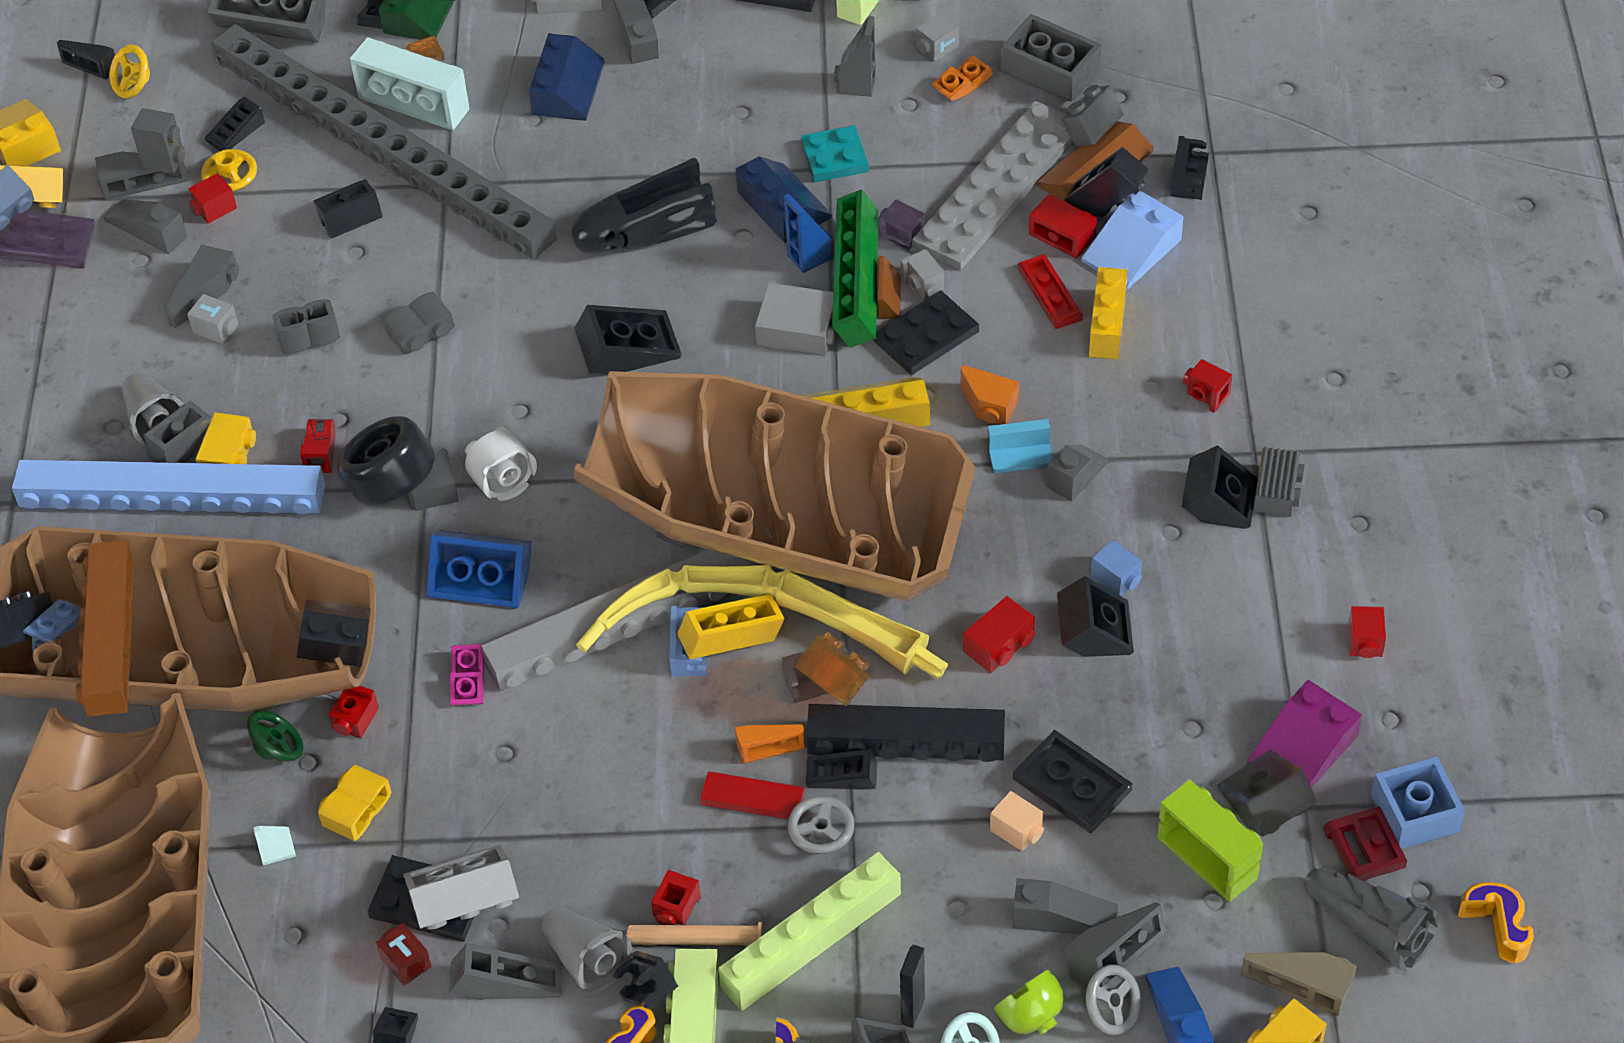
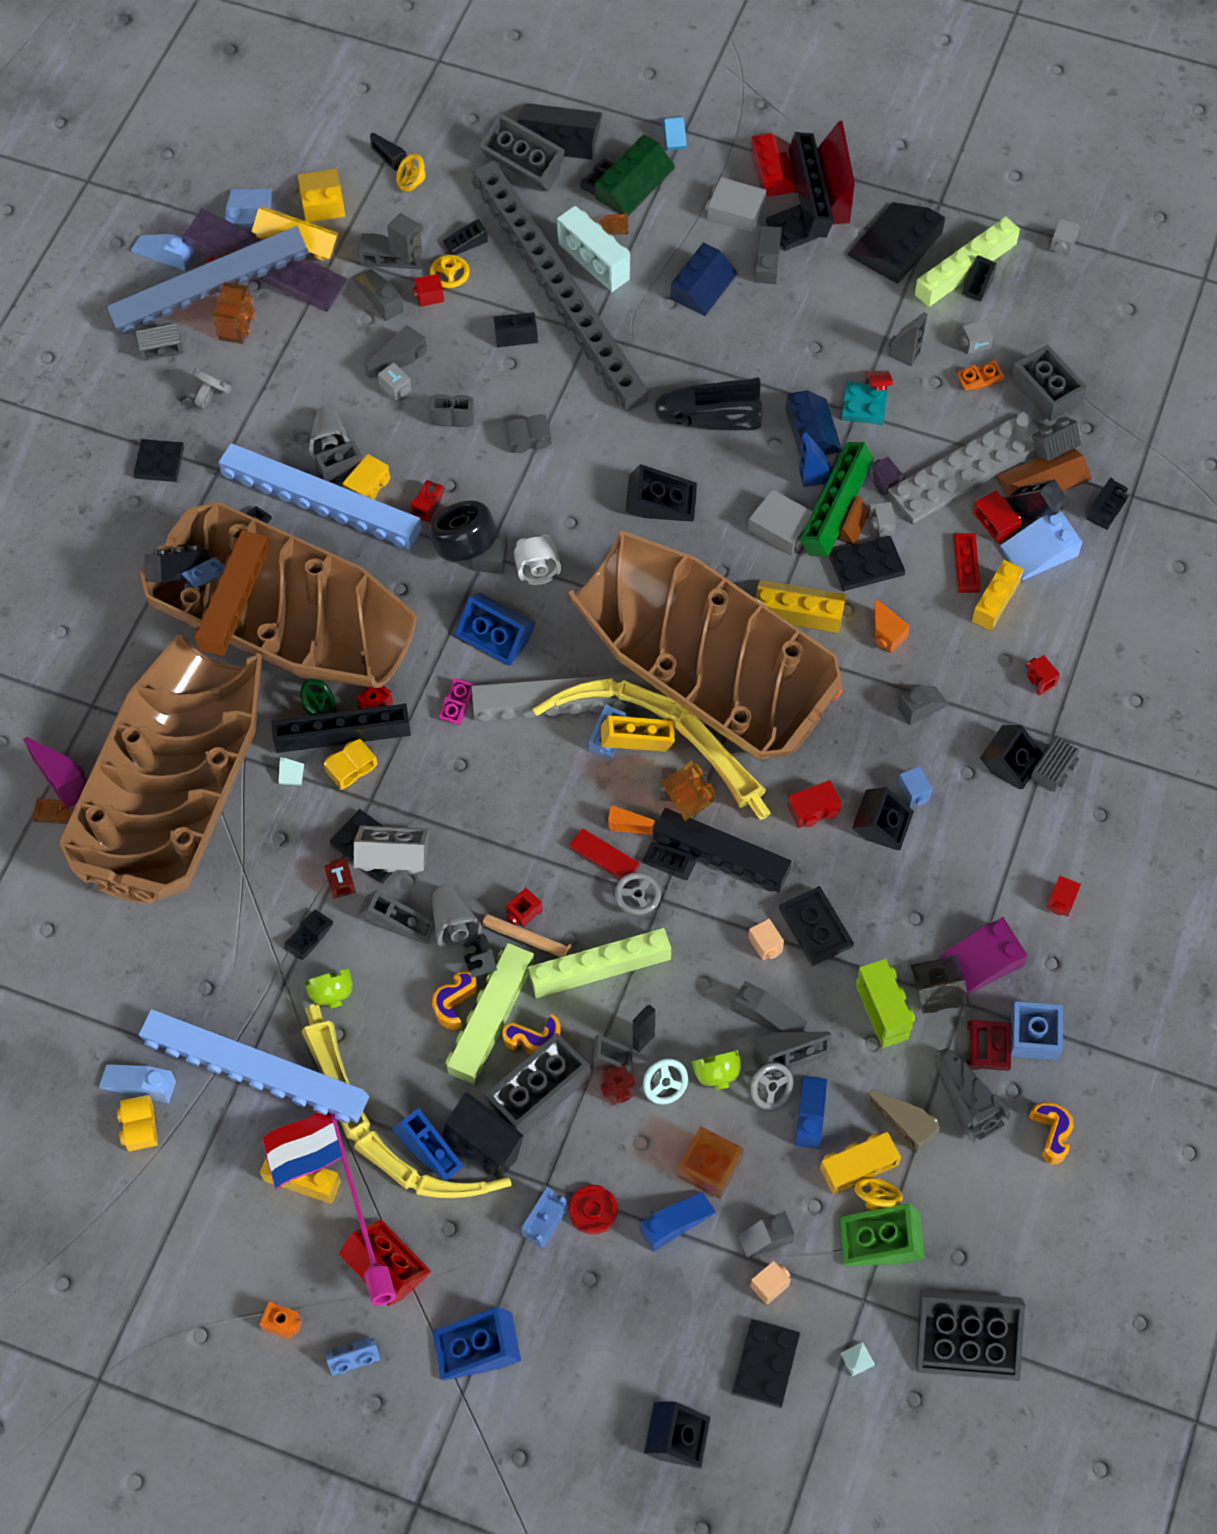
camera: 20 degrees right, 10 degrees up
(322, 760) = (340, 728): none -> black brick
(333, 632) = (376, 645): black slope -> none
(843, 118) = (879, 379): none -> red slope
(1019, 446) = (891, 672): medium azure panel -> none

